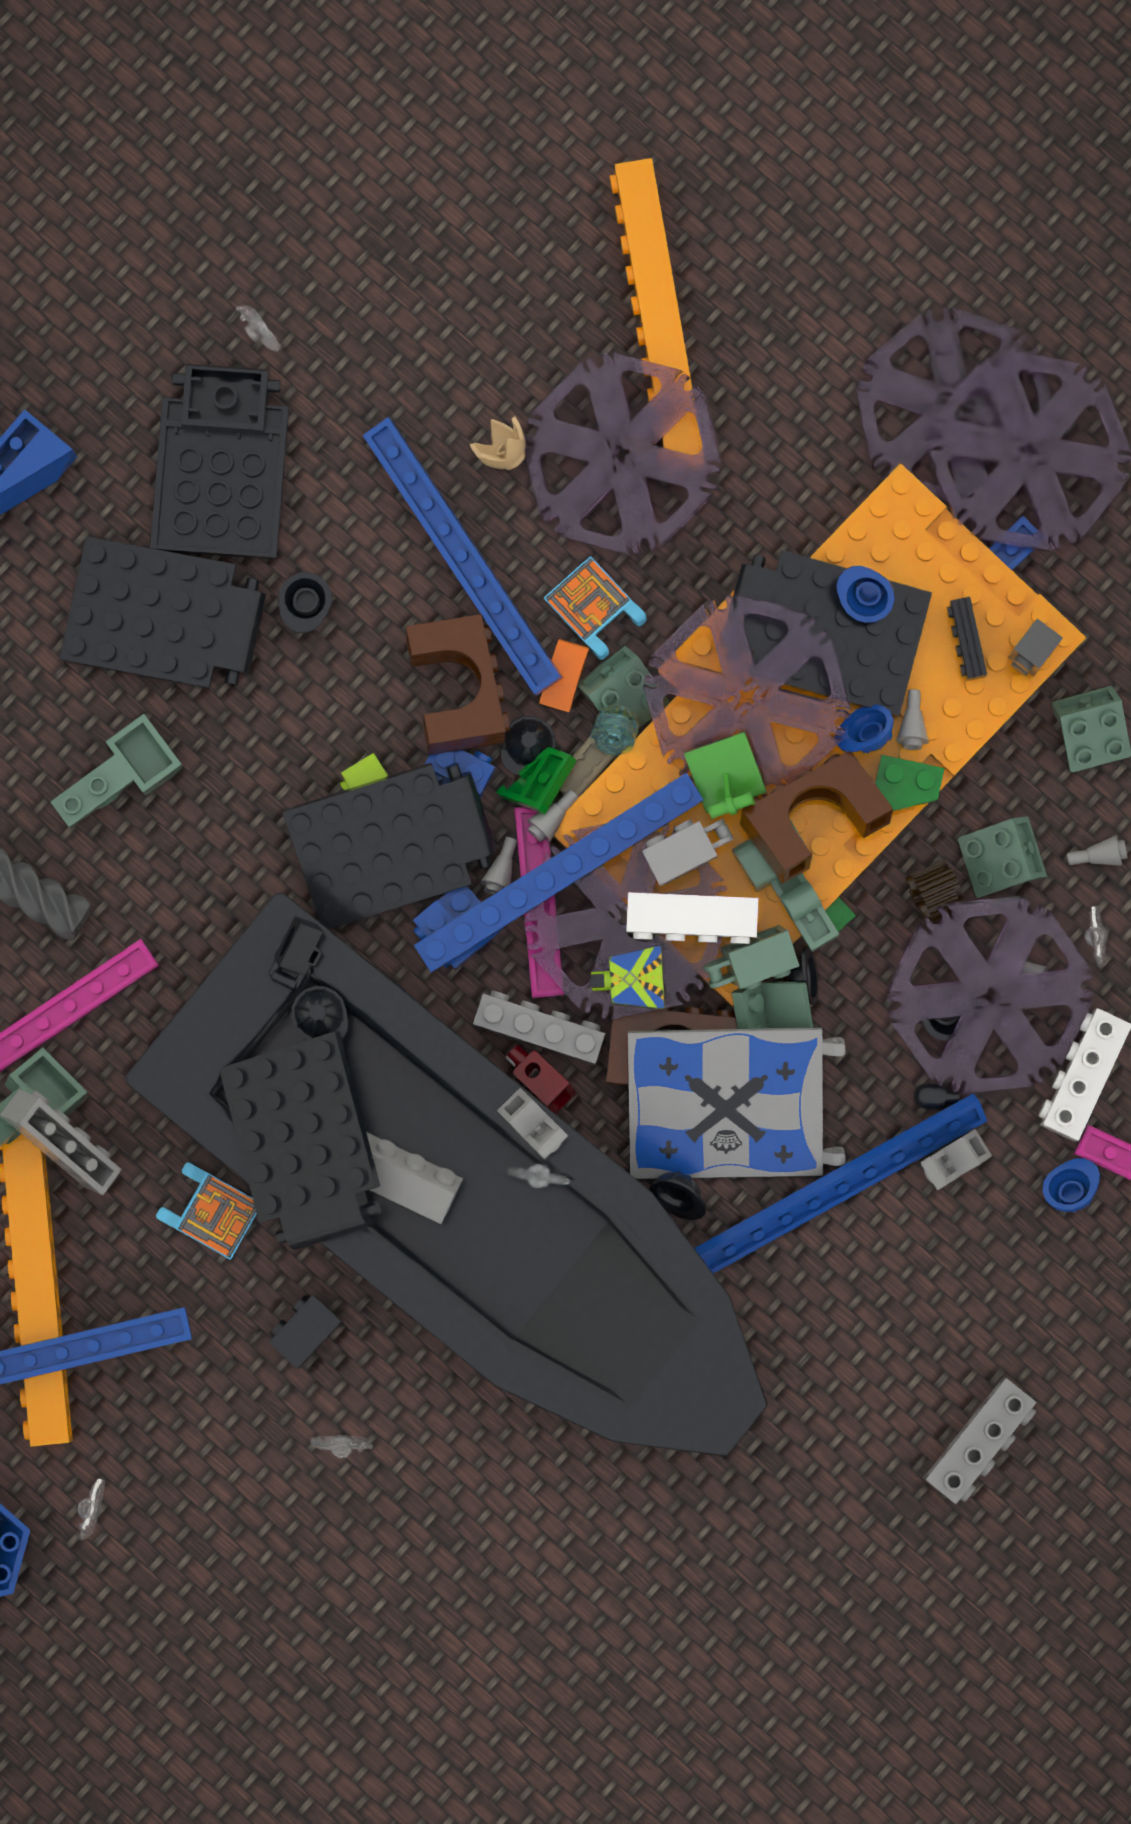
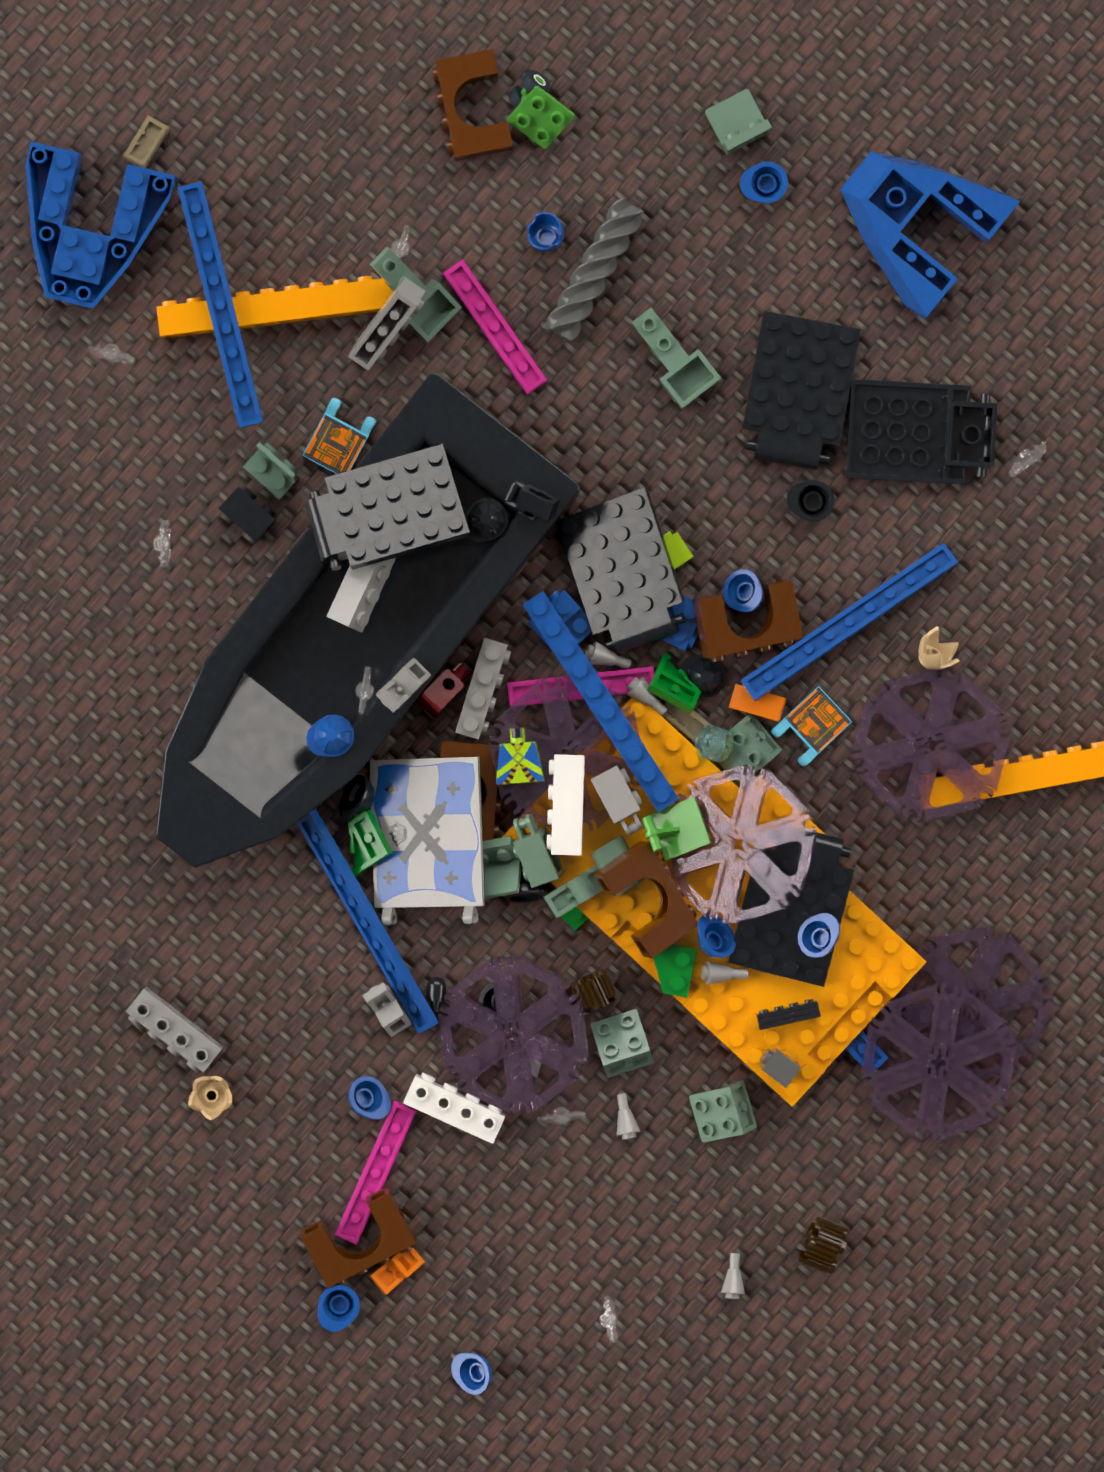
camera: 80 degrees right, 5 degrees up
(248, 1299) = (270, 471): none -> sand green bracket
(419, 689) = (743, 591): none -> blue piece
(598, 1222) = (330, 736): none -> blue piece
(737, 1182) = (367, 842): none -> green wing
(1083, 1394) = (200, 1102): none -> tan piece

